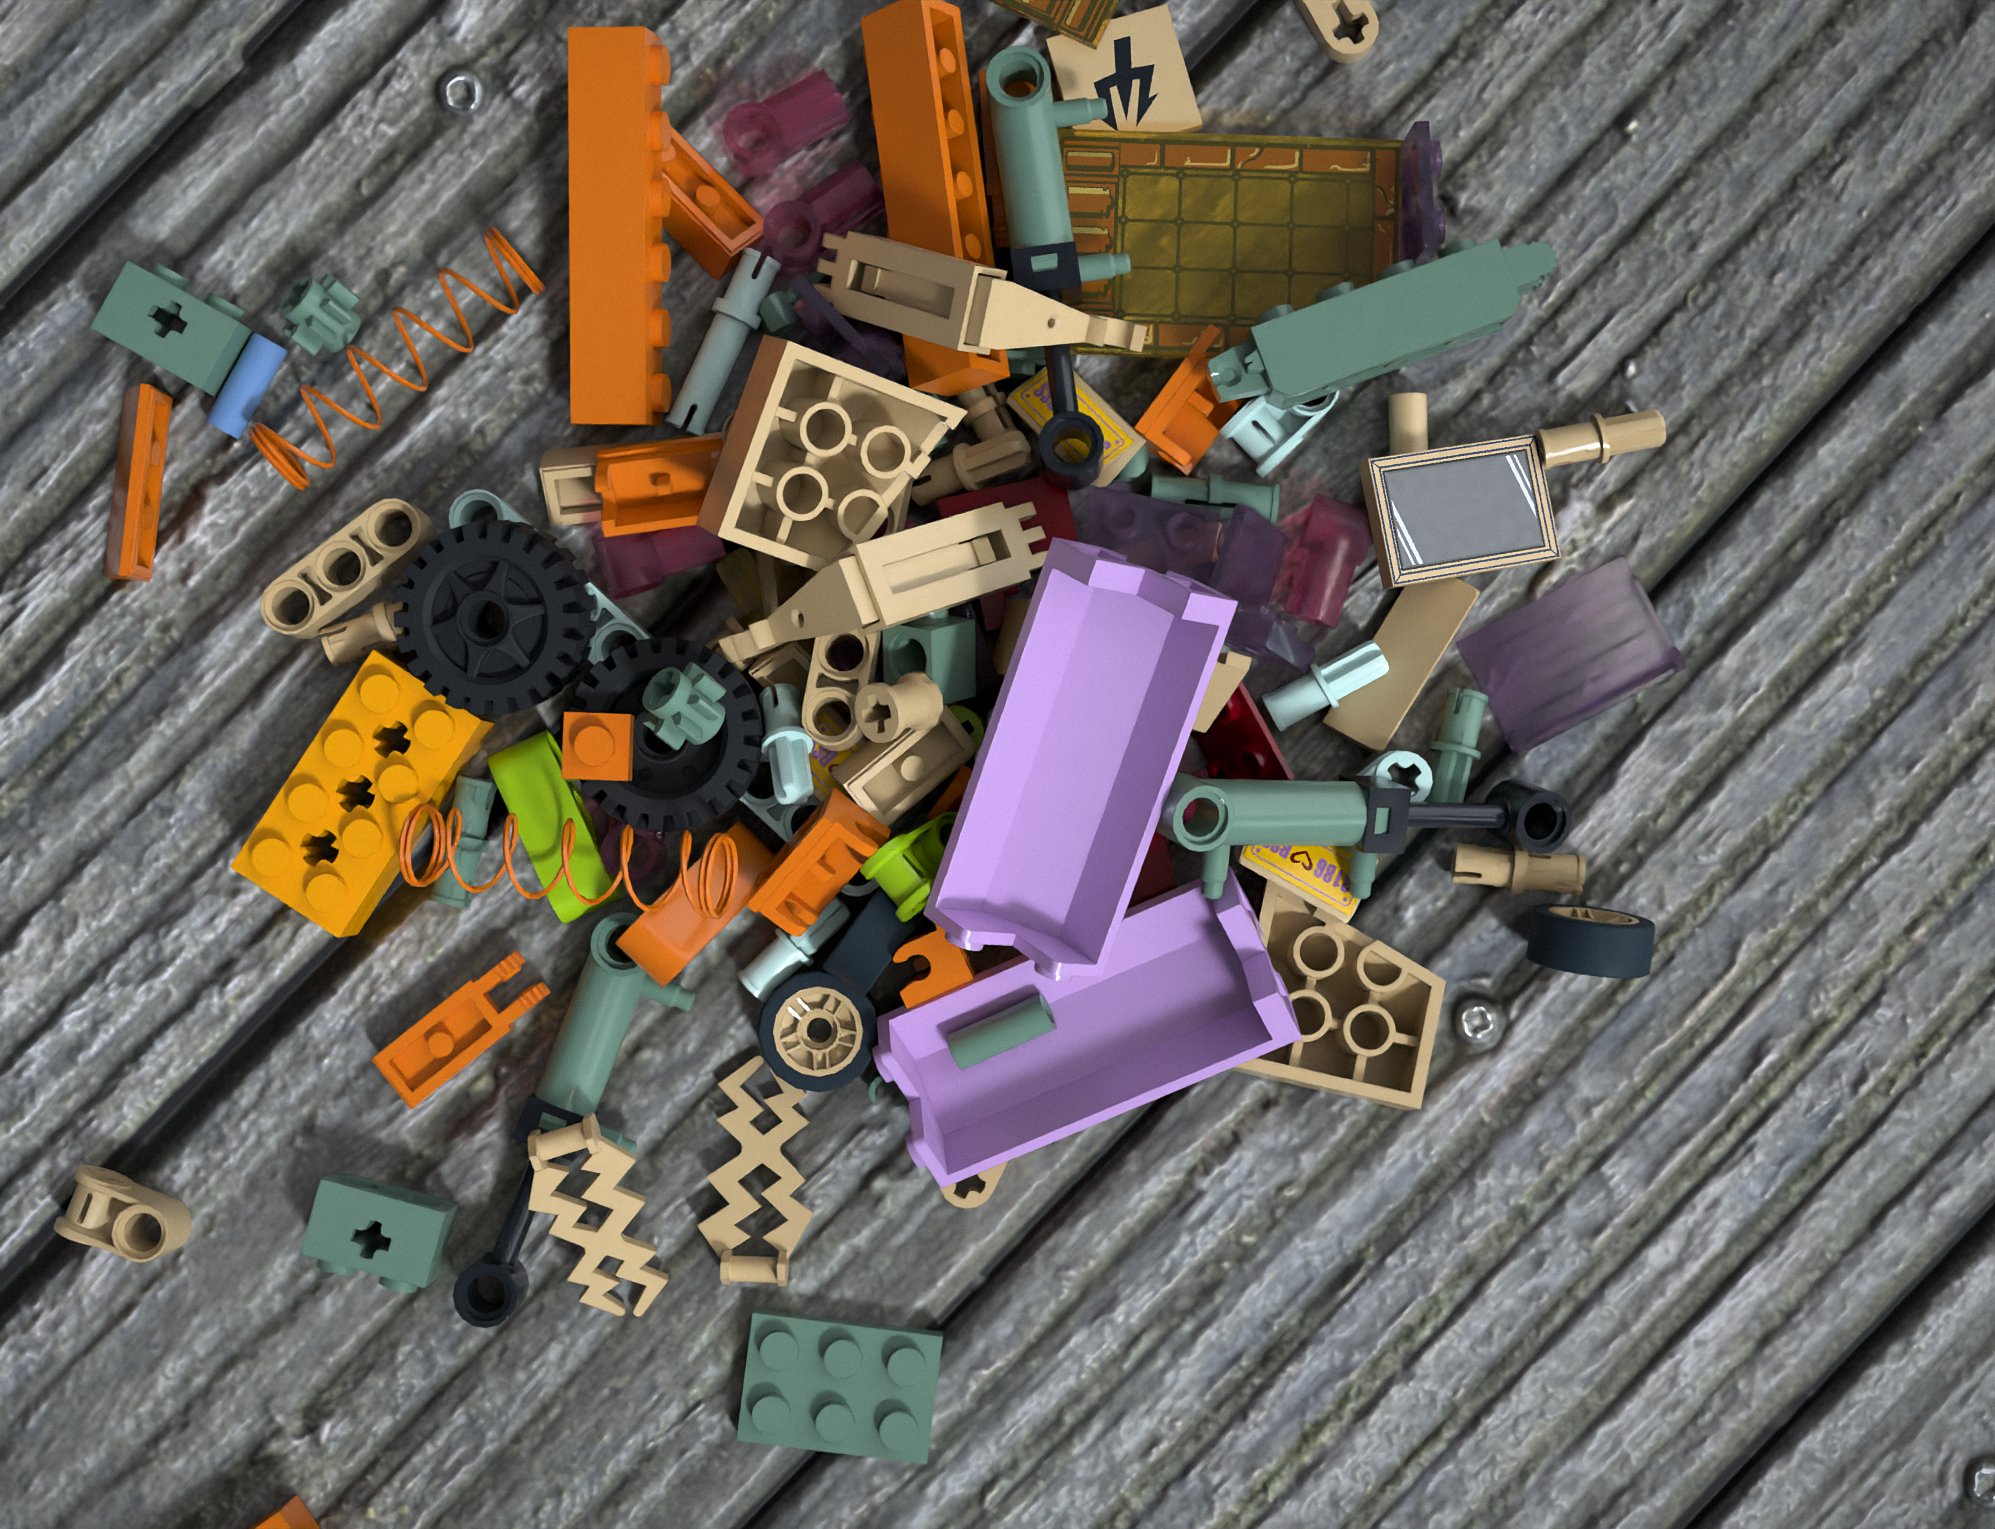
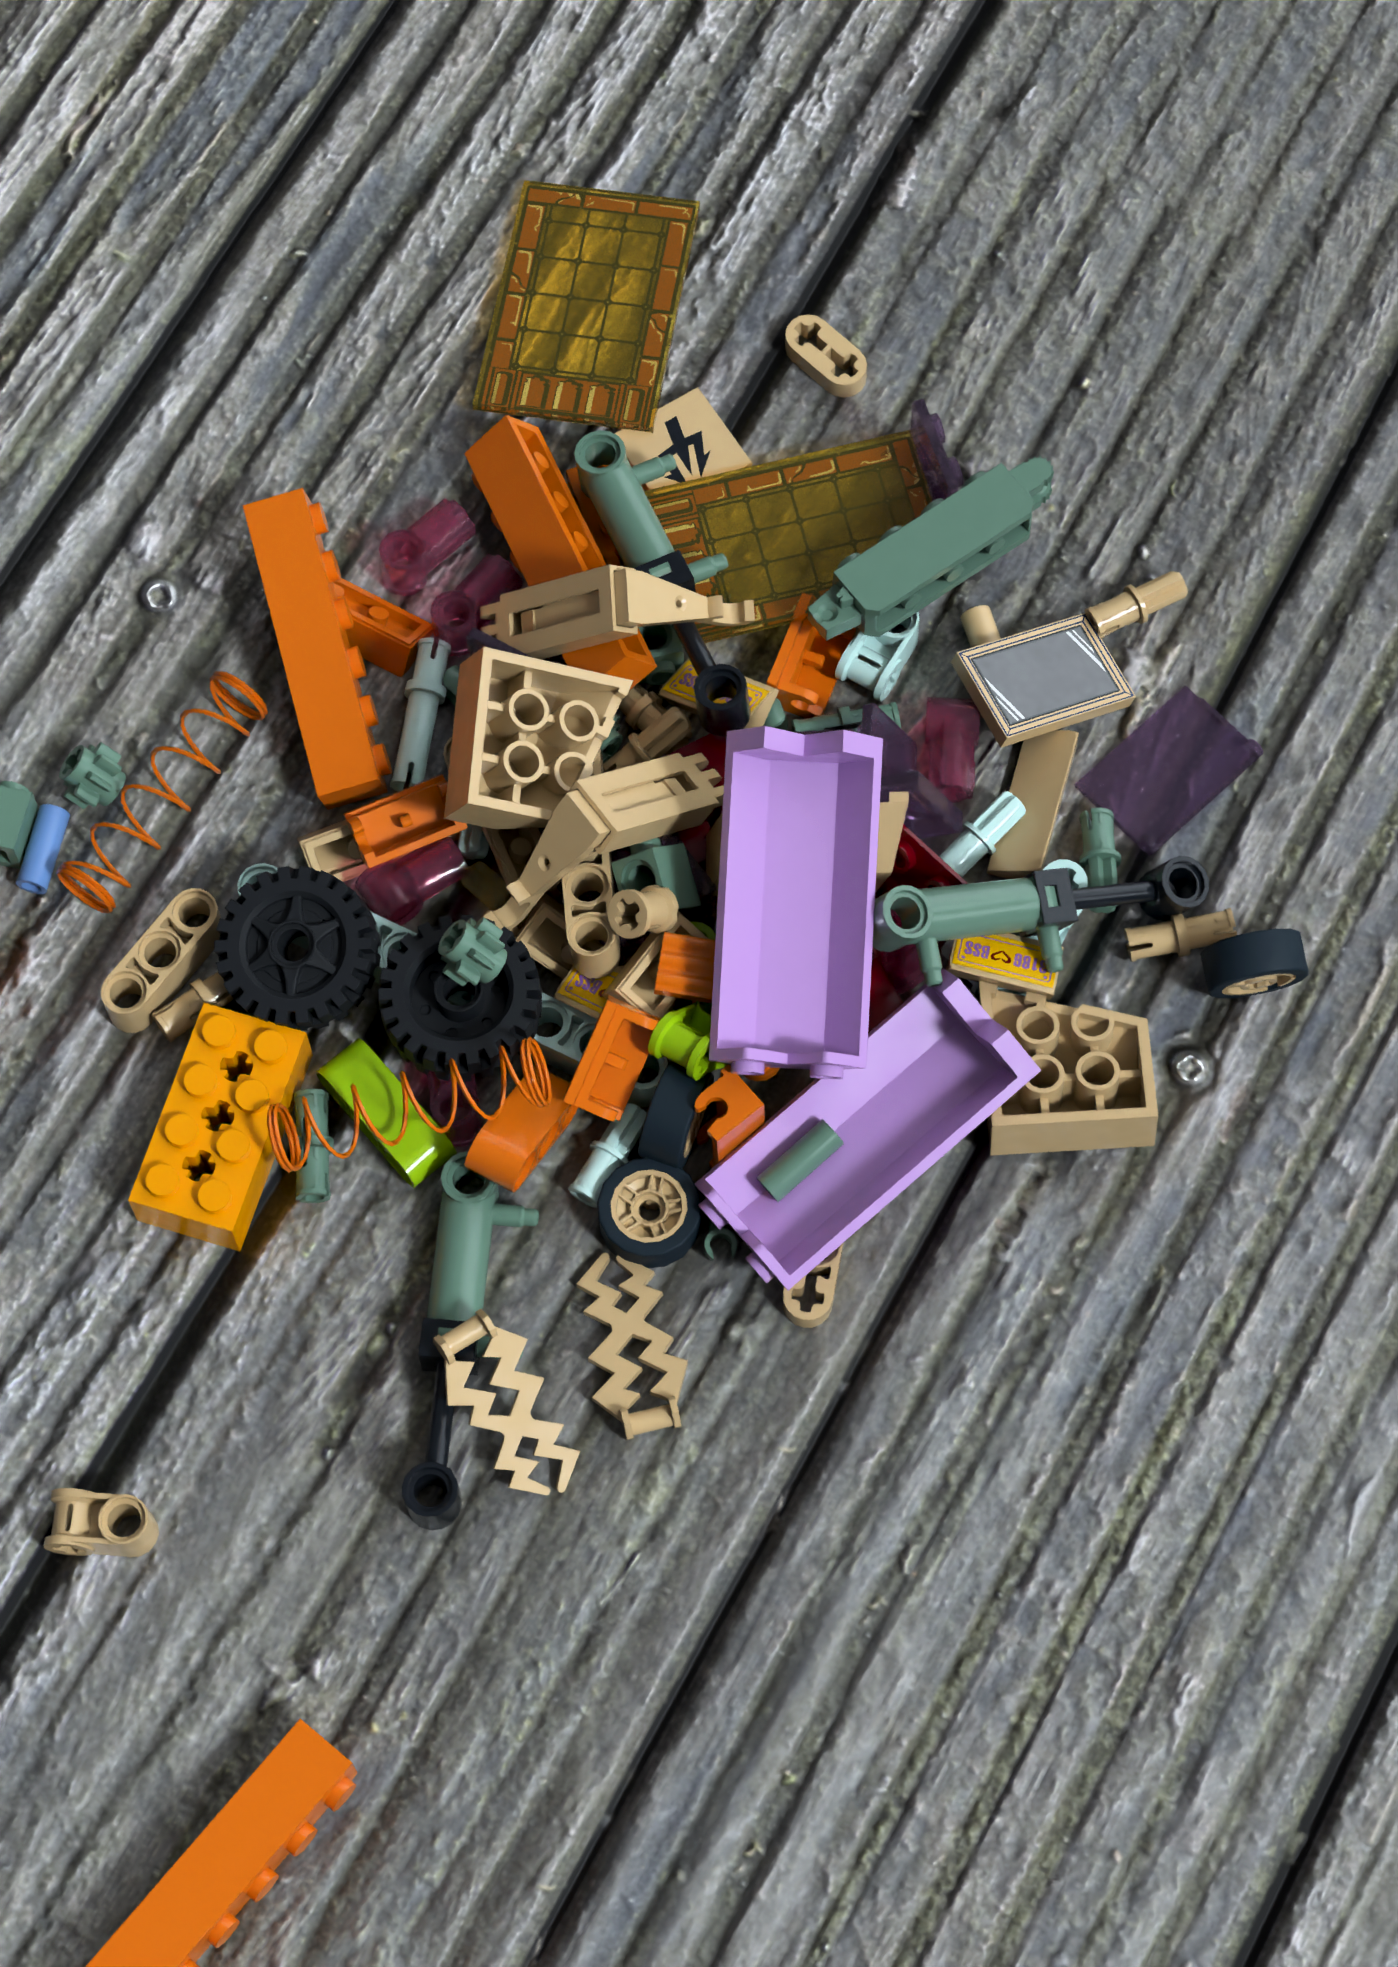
camera: 10 degrees left, 20 degrees down
(413, 1221) = (296, 1460): sand green brick -> none
(454, 1033) = (346, 1298): orange hinge -> none
(597, 746) = (410, 1008): orange plate -> none
(786, 744) = (561, 978): light aqua axle -> none
(839, 1386) = (751, 1500): sand green plate -> none
(933, 780) = (686, 967): none -> orange piece

